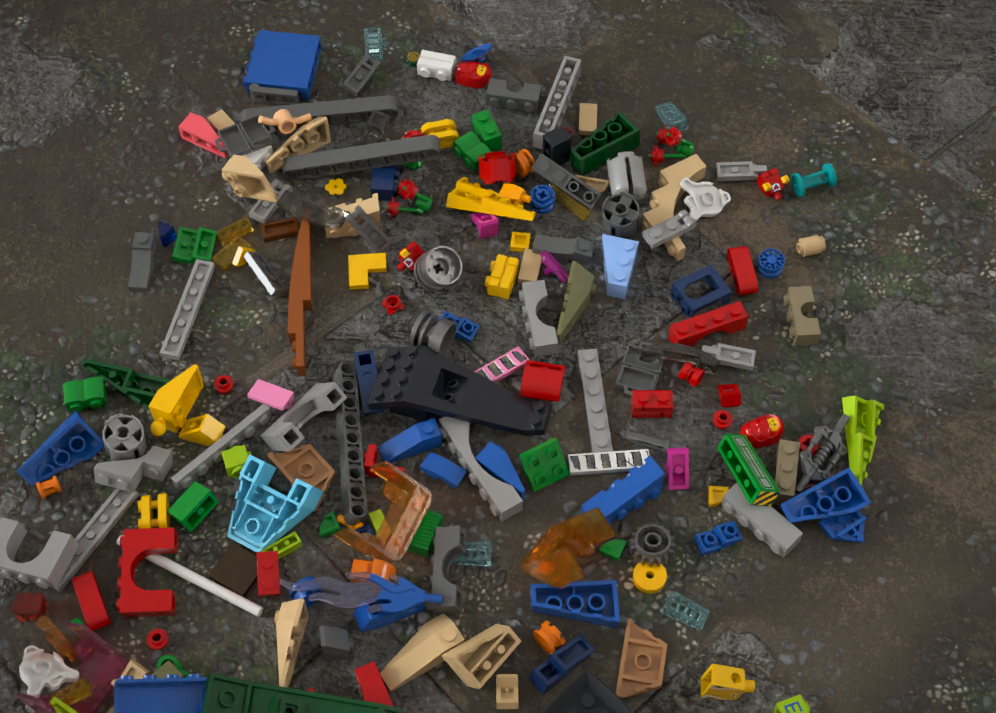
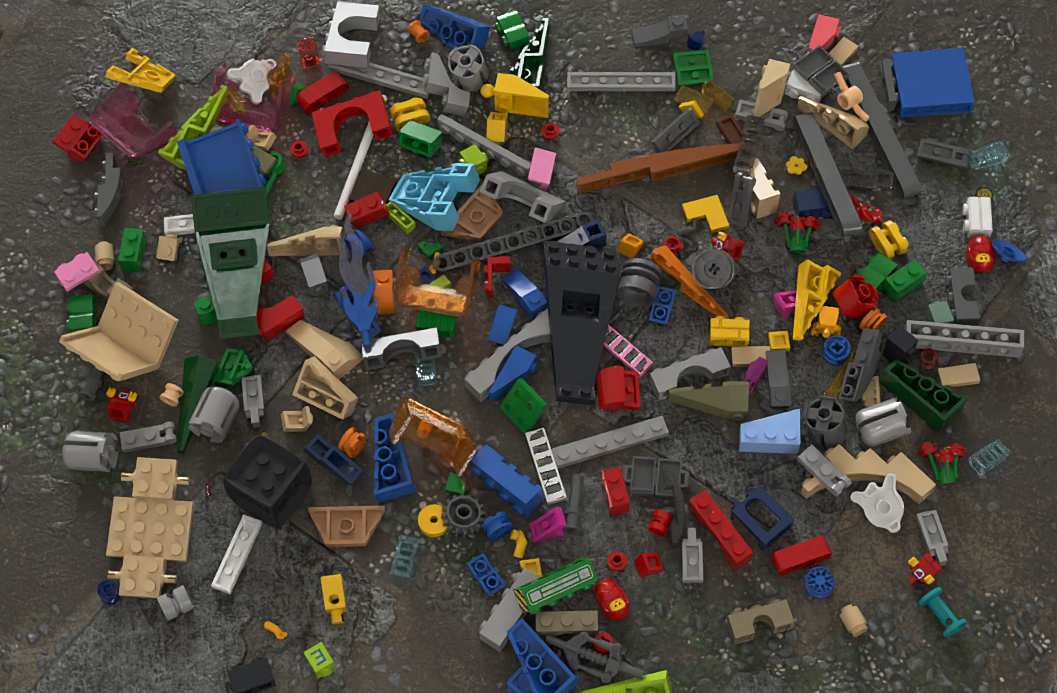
camera: 80 degrees right, 5 degrees up
(381, 340) = (630, 246): none -> light orange slope
(443, 298) = (669, 263): none -> orange wedge
(527, 116) = (939, 312): none -> sand green brick
(671, 514) = (497, 526): none -> blue wheel
(689, 498) = (521, 542): none -> yellow arm

